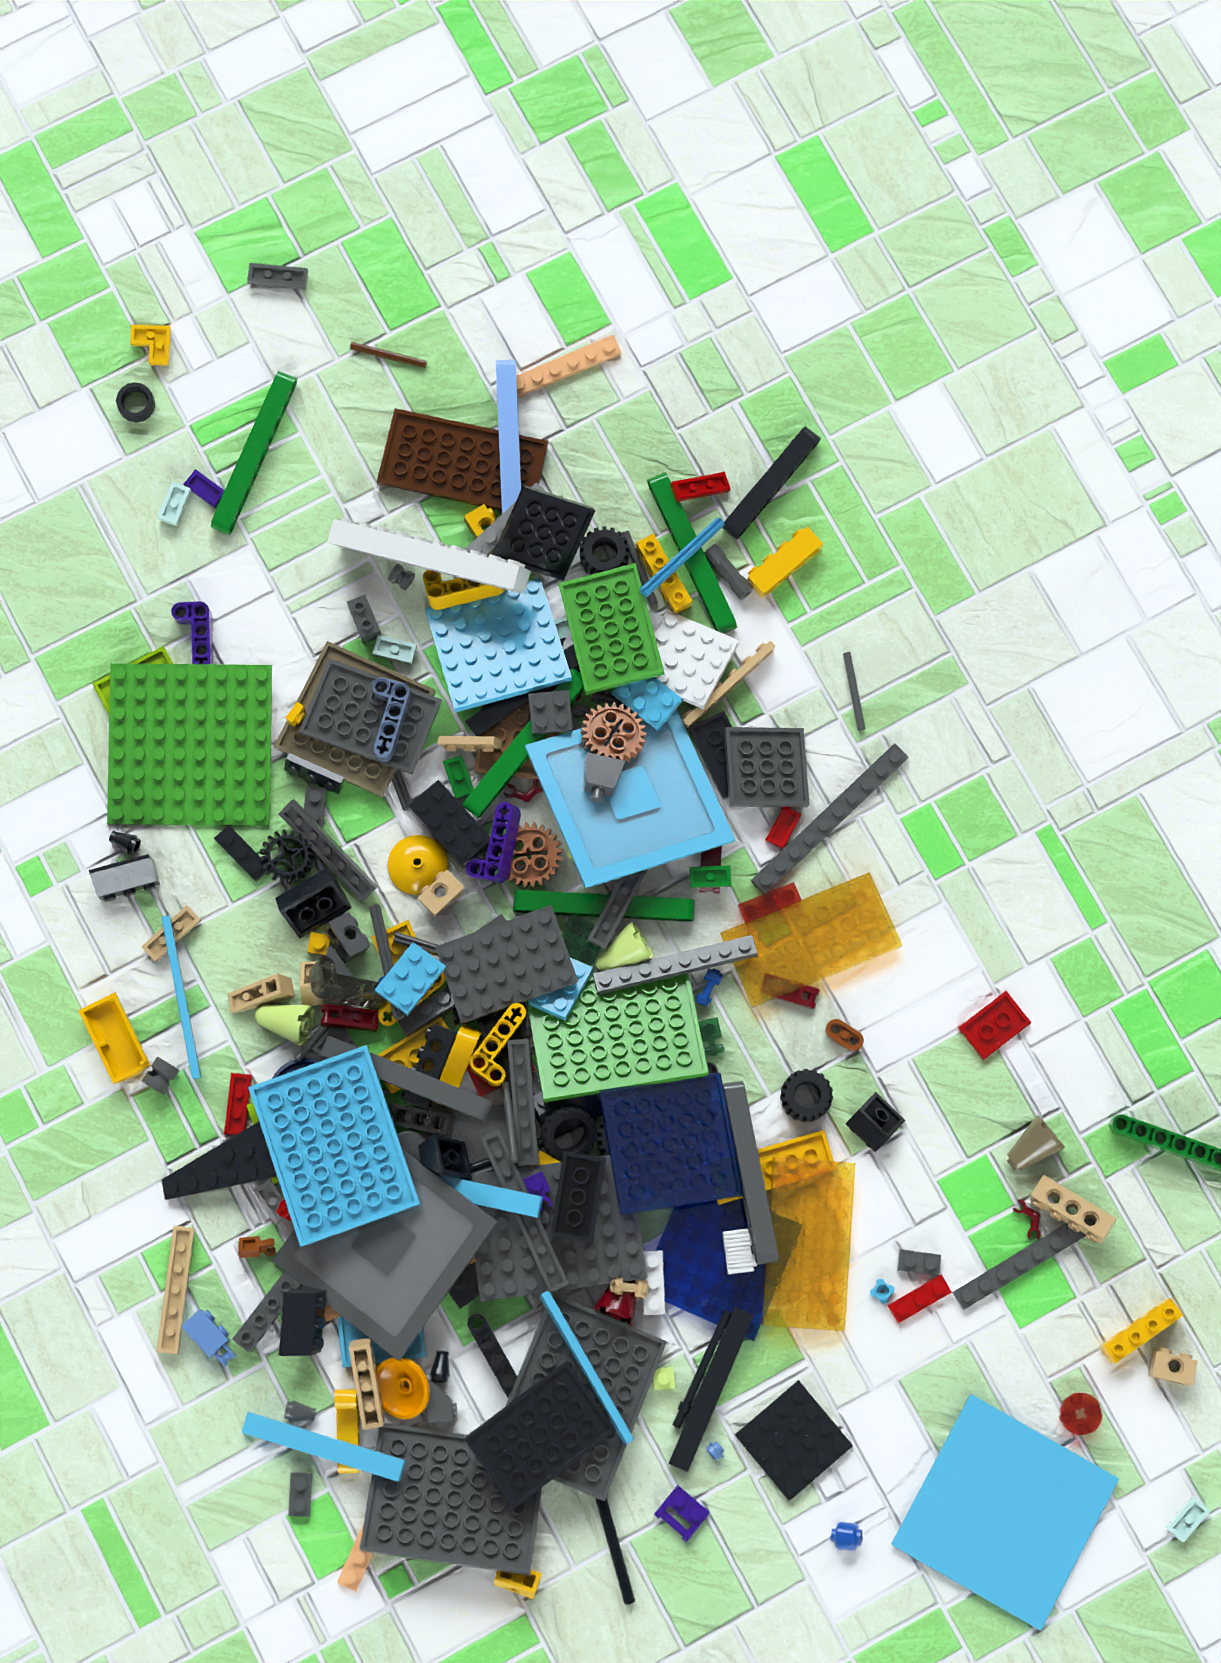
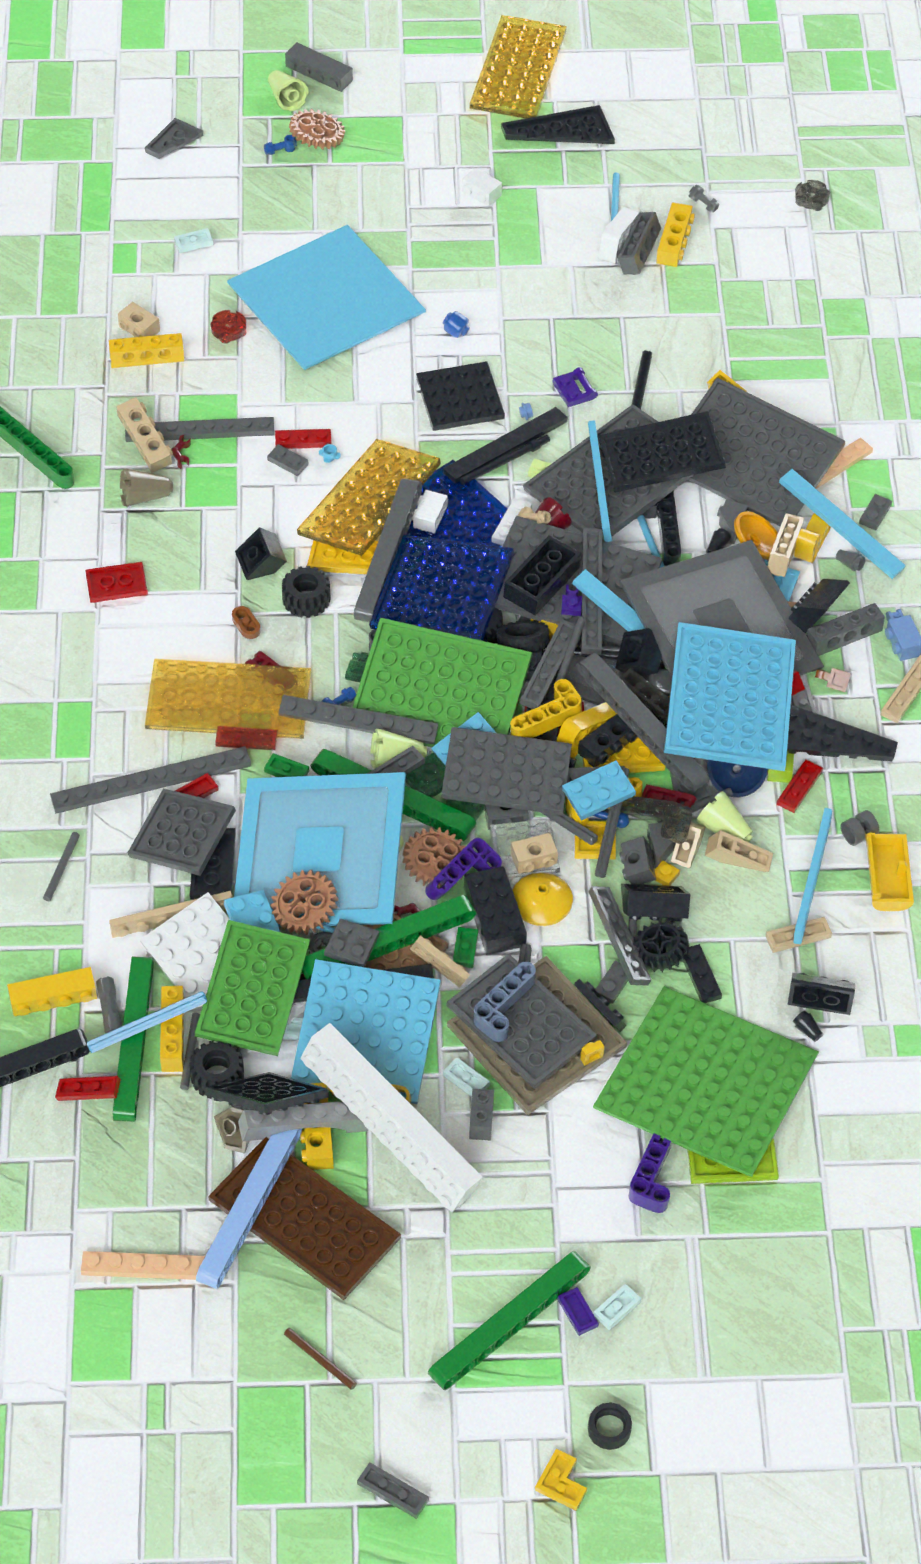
camera: 150 degrees left, 25 degrees down
(501, 1329) = (648, 537): none -> medium azure bar
(601, 775) = (337, 862): torso -> none

